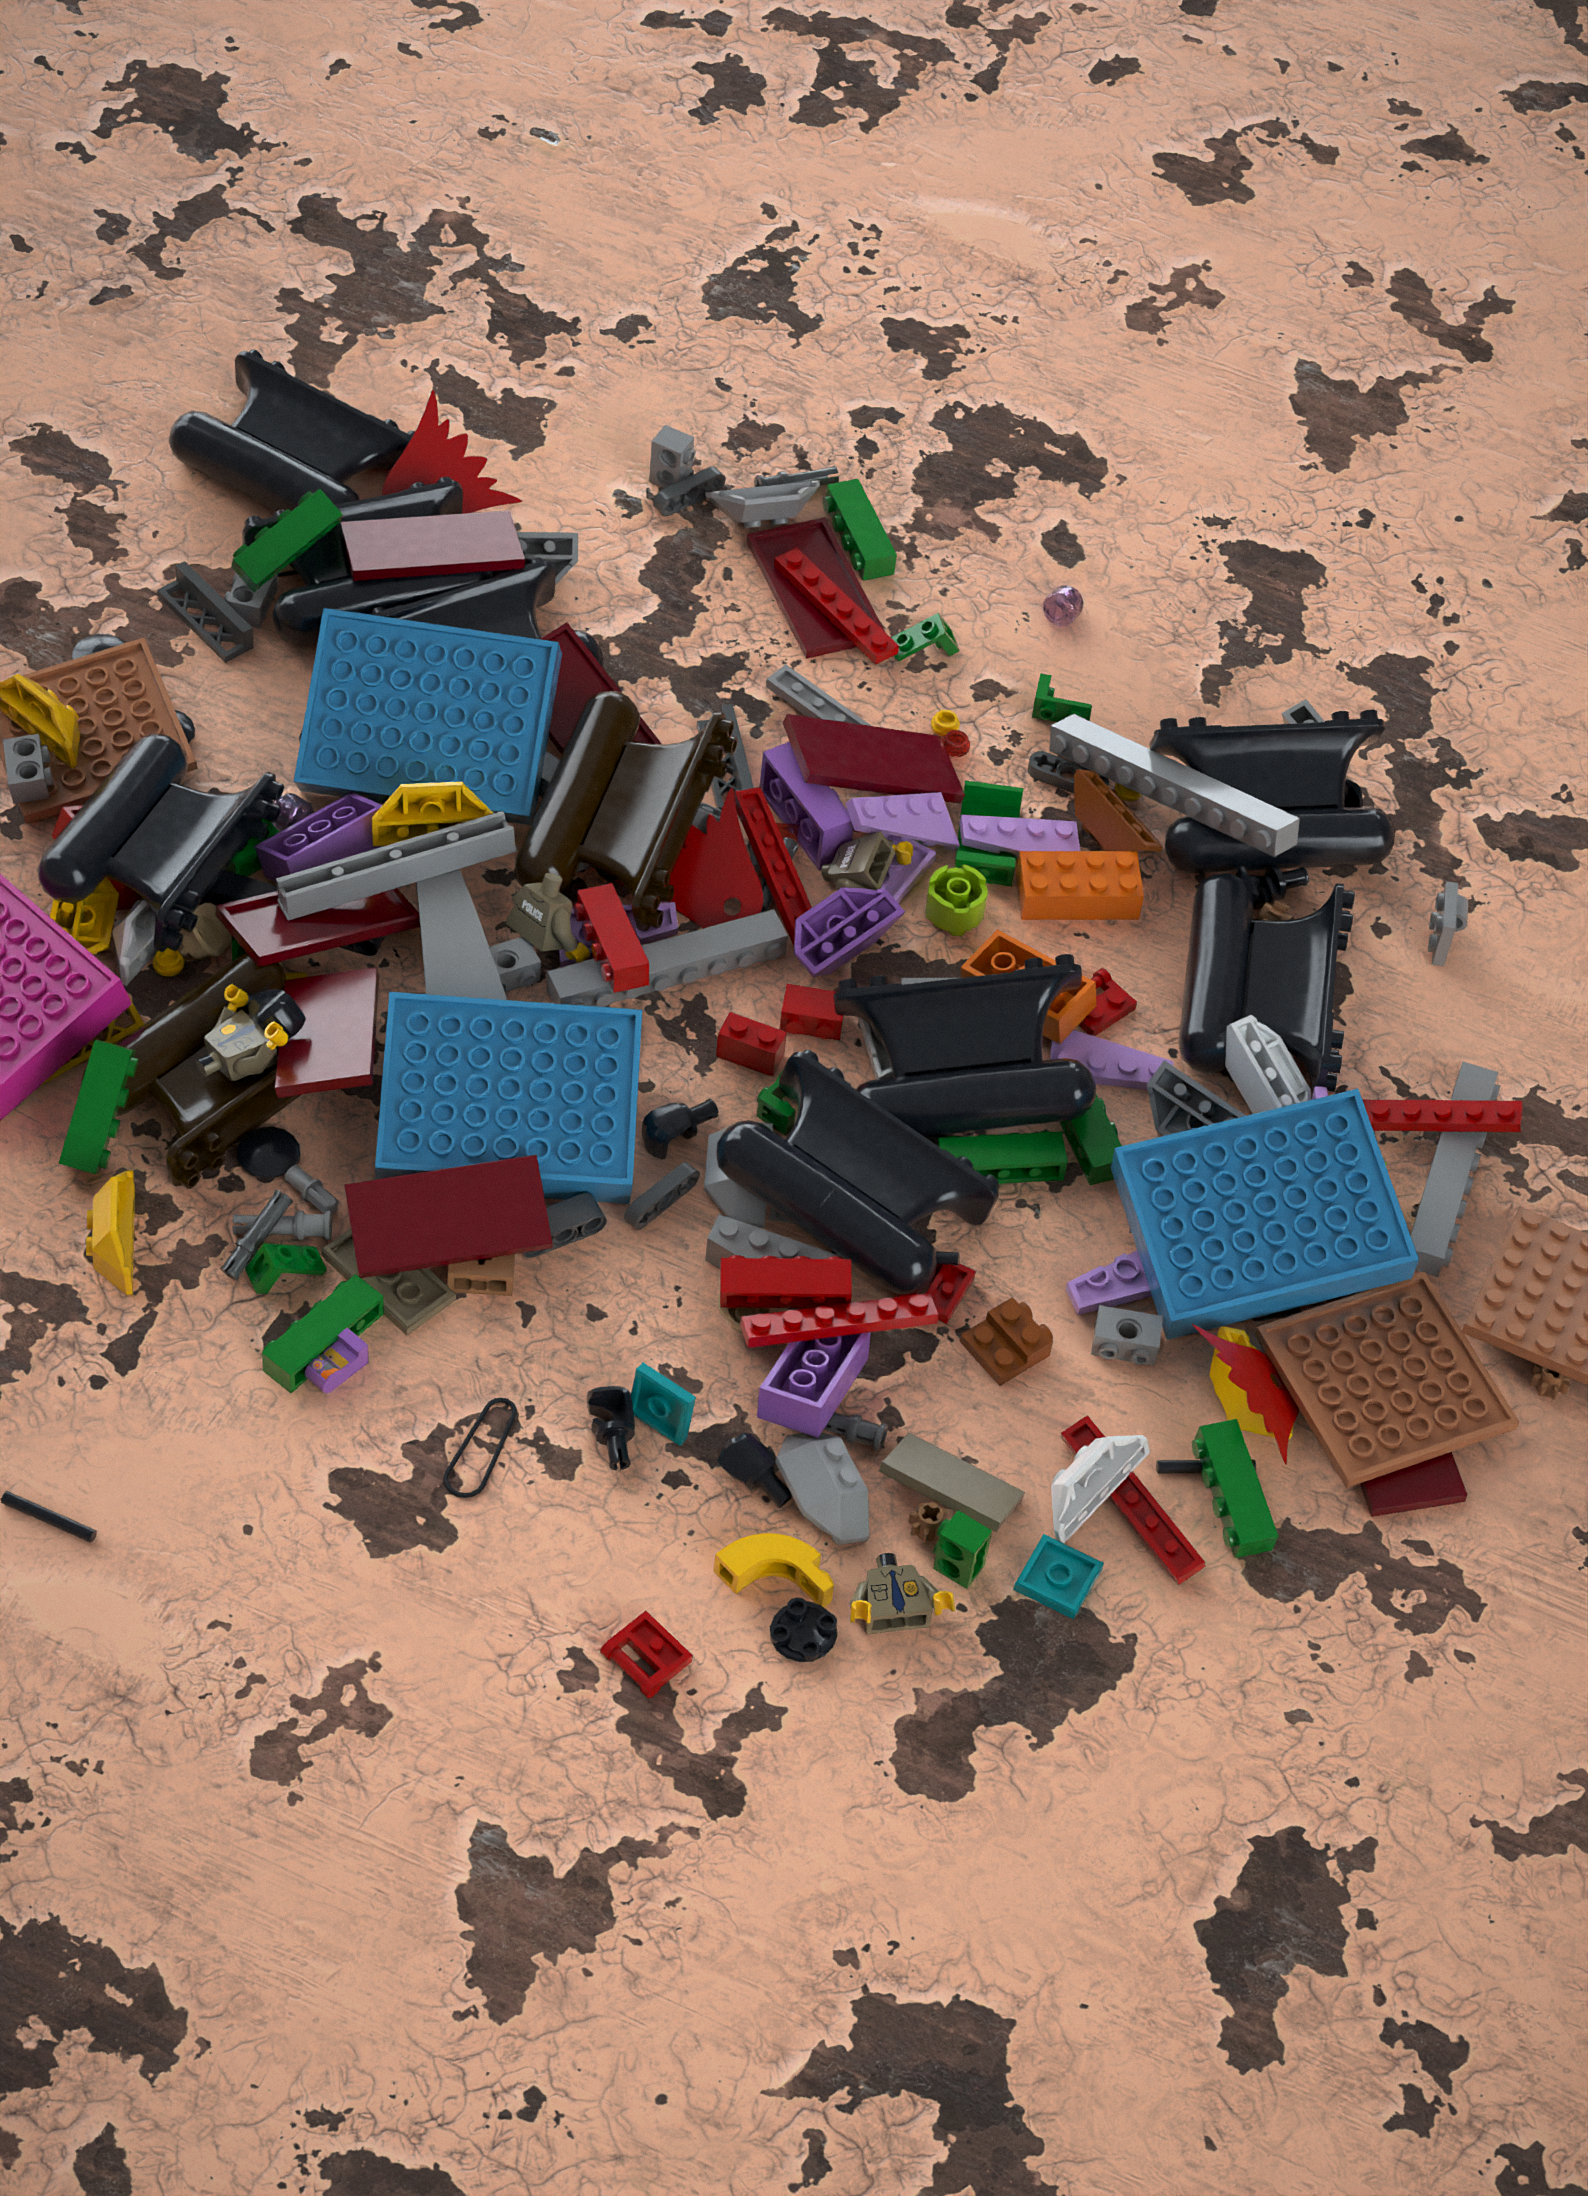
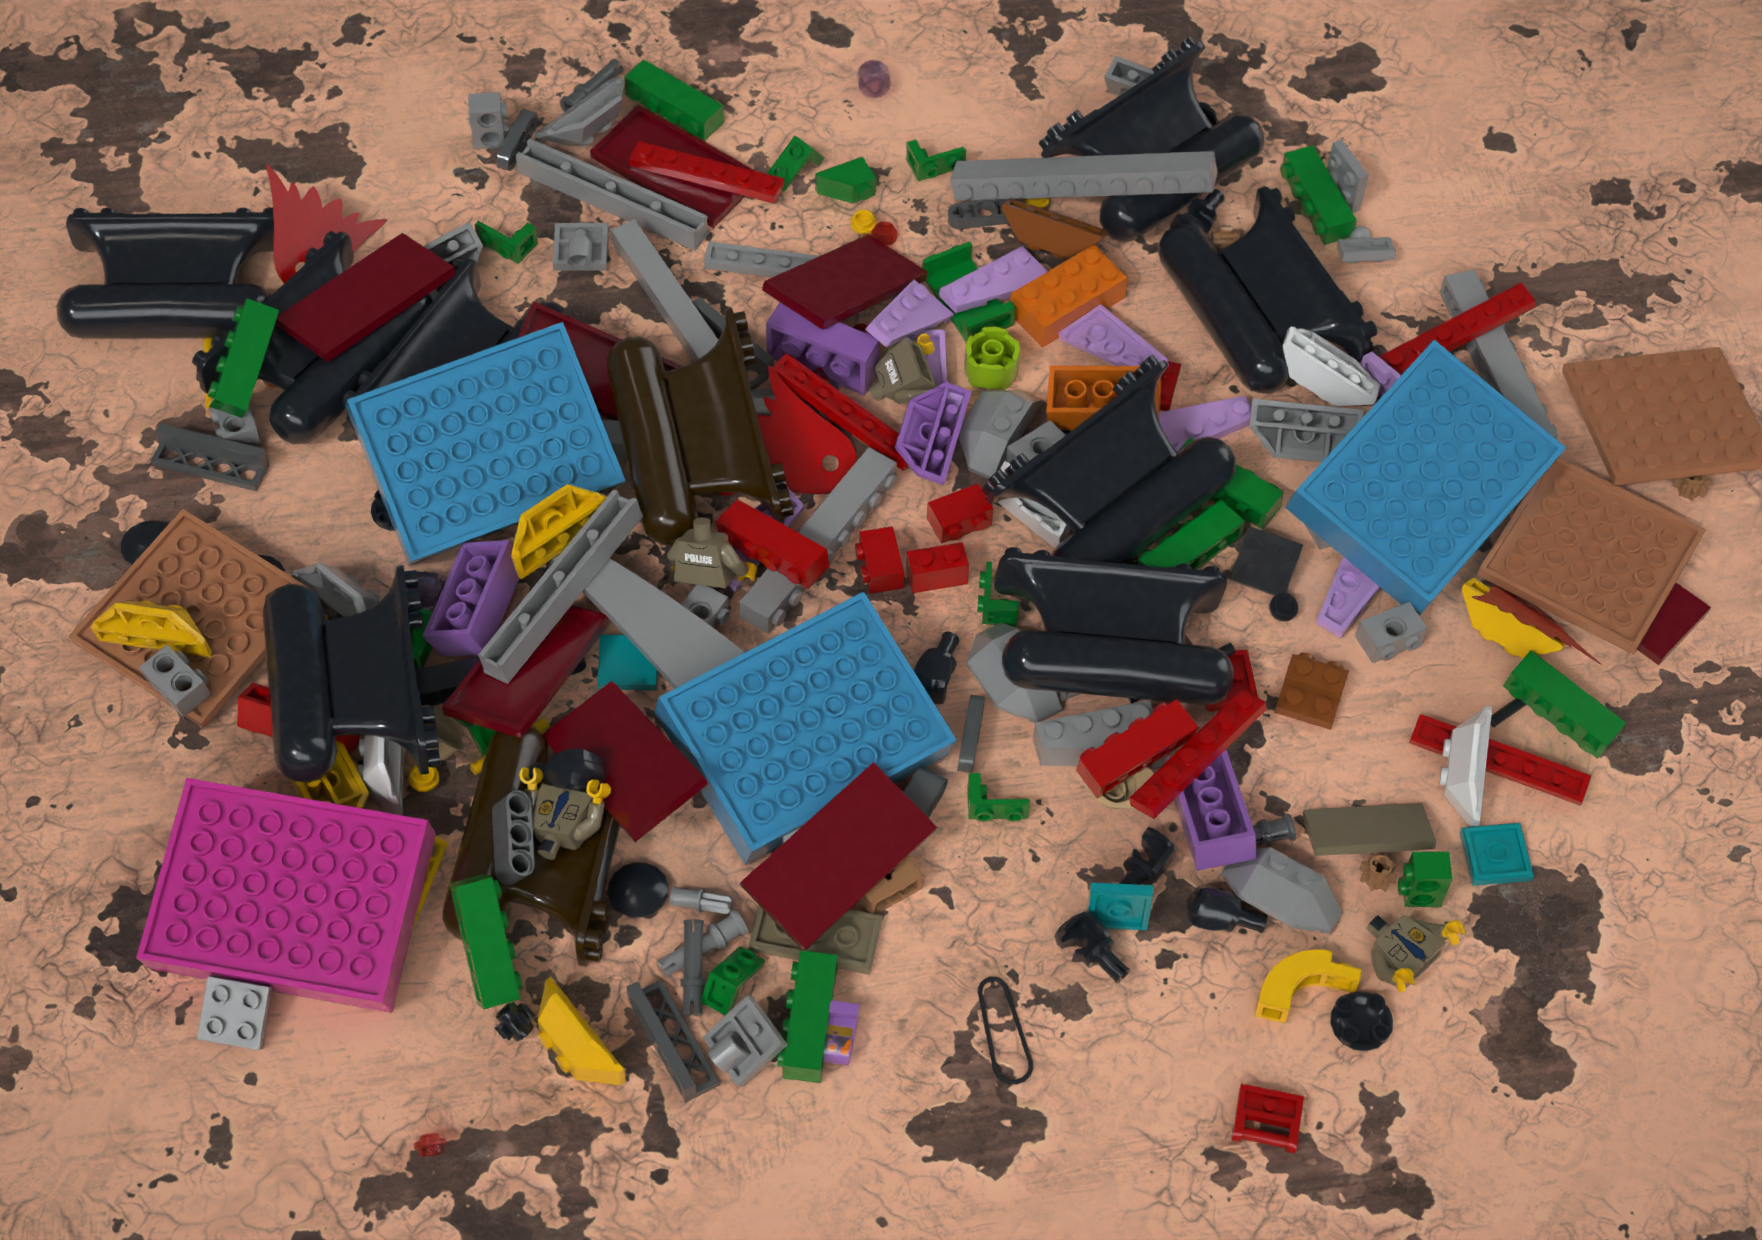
camera: 30 degrees left, 5 degrees up
(77, 1190) = (514, 1021): none -> black gear
(173, 1047) = (519, 825): none -> dark grey beam
(185, 1276) = (666, 1043): none -> dark grey fence
(215, 767) = (336, 591): none -> light grey wedge
(248, 1317) = (744, 1041): none -> light grey plate
(404, 968) = (624, 665): none -> teal tile
(610, 580) = (516, 248): none -> green bracket
(618, 1260) = (987, 809): none -> green bracket
(669, 610) = (580, 247): none -> light grey plate
(706, 1010) = (881, 560): none -> red brick
(710, 669) = (663, 290): none -> light grey tile
(721, 1397) = (1160, 855): none -> black piece
(735, 582) = (612, 194): none -> light grey tile
(915, 953) = (992, 425): none -> light grey wedge
(958, 680) = (847, 181): none -> green slope
(1045, 1257) = (1283, 607): none -> black plate
(1060, 1210) = (1266, 562): none -> black plate
(1086, 938) = (1108, 339): none -> lavender wing
(1407, 928) = (1318, 194): none -> green brick
(1413, 998) = (1364, 248): none -> light grey plate

